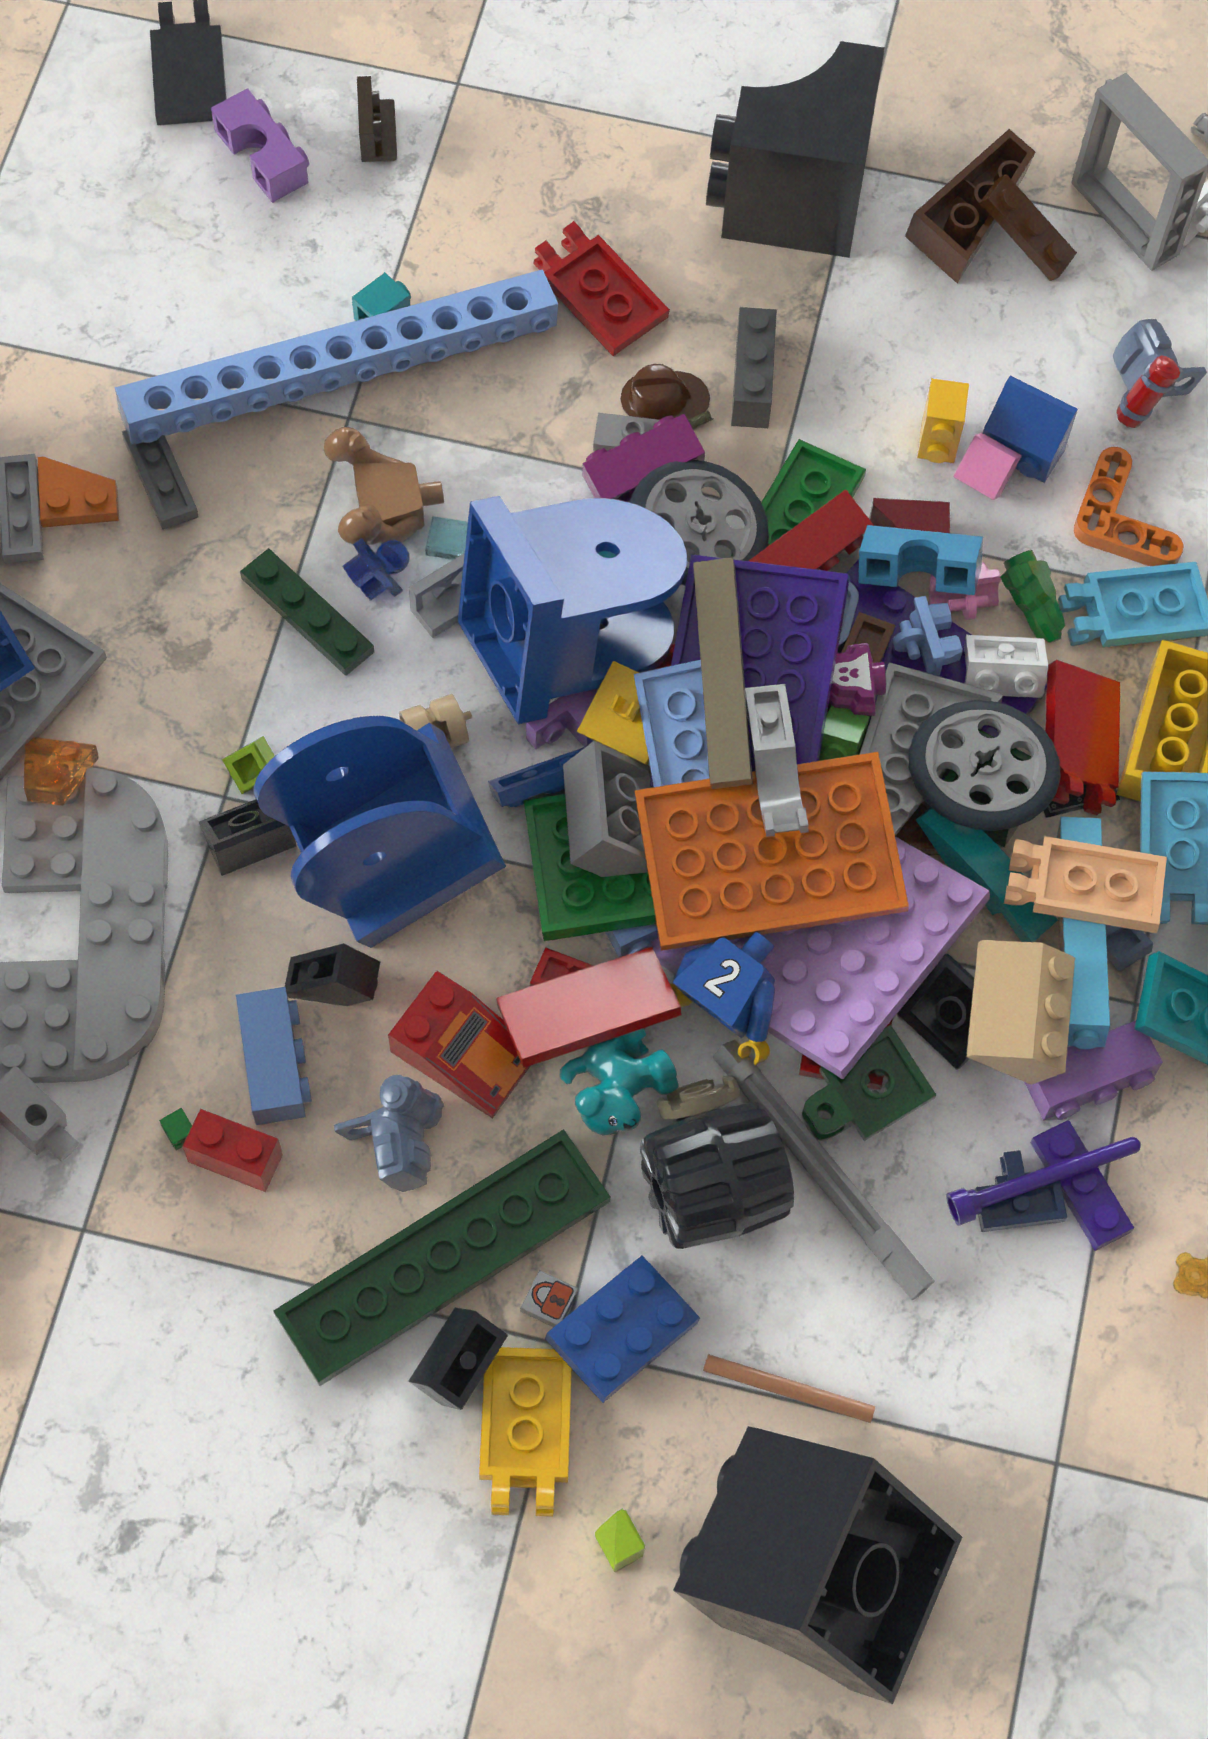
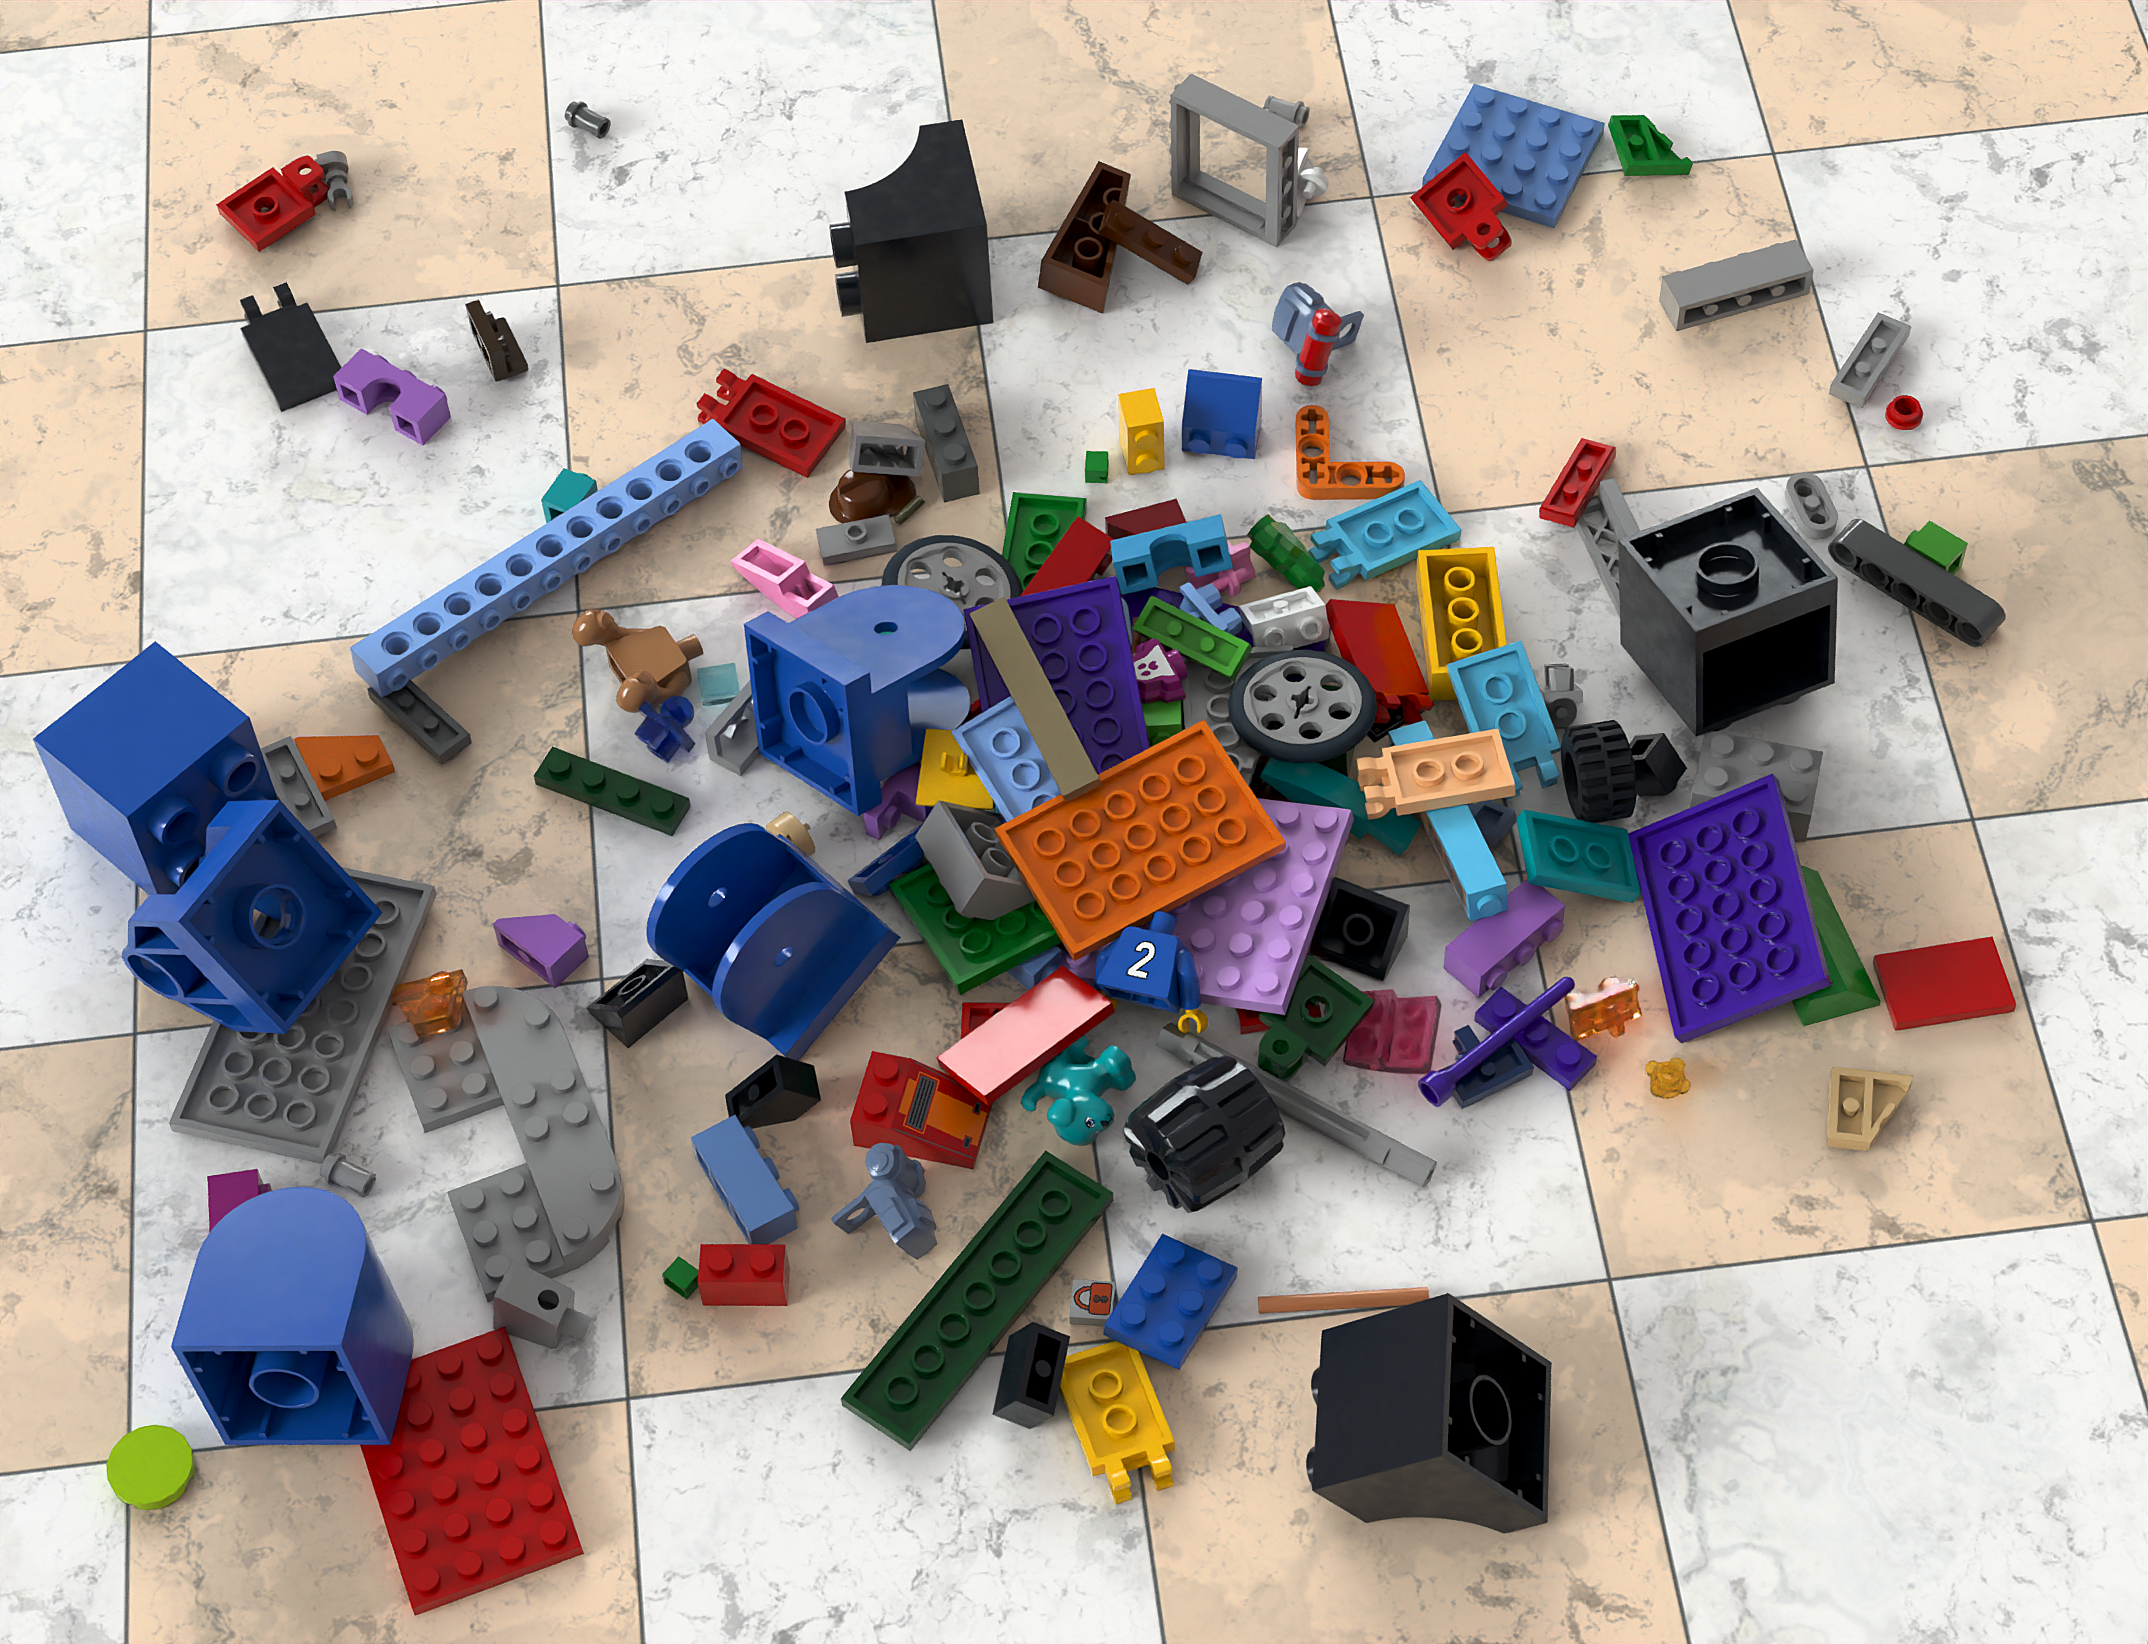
camera: 15 degrees left, 10 degrees down
(183, 746) = (543, 944): none -> medium lavender slope
(248, 762) = (617, 940): lime slope -> none
(549, 456) = (783, 579): none -> bright pink slope
(620, 469) = (872, 549): magenta brick -> none
(620, 1540) = (1244, 1479): lime slope -> none
(688, 353) = (879, 449): none -> light grey torso
(698, 1098) = (1158, 1077): dark tan tile -> none
(775, 760) = (1114, 755): light grey piece -> none
(888, 440) = (1096, 467): none -> green piece
(905, 656) = (1193, 638): none -> bright green plate
(947, 1131) = (1395, 1034): none -> clear pink slope
(987, 466) = (1197, 458): bright pink piece -> none
(1021, 1009) = (1422, 897): tan slope -> none
(1160, 1184) = (1603, 1010): none -> clear orange hips

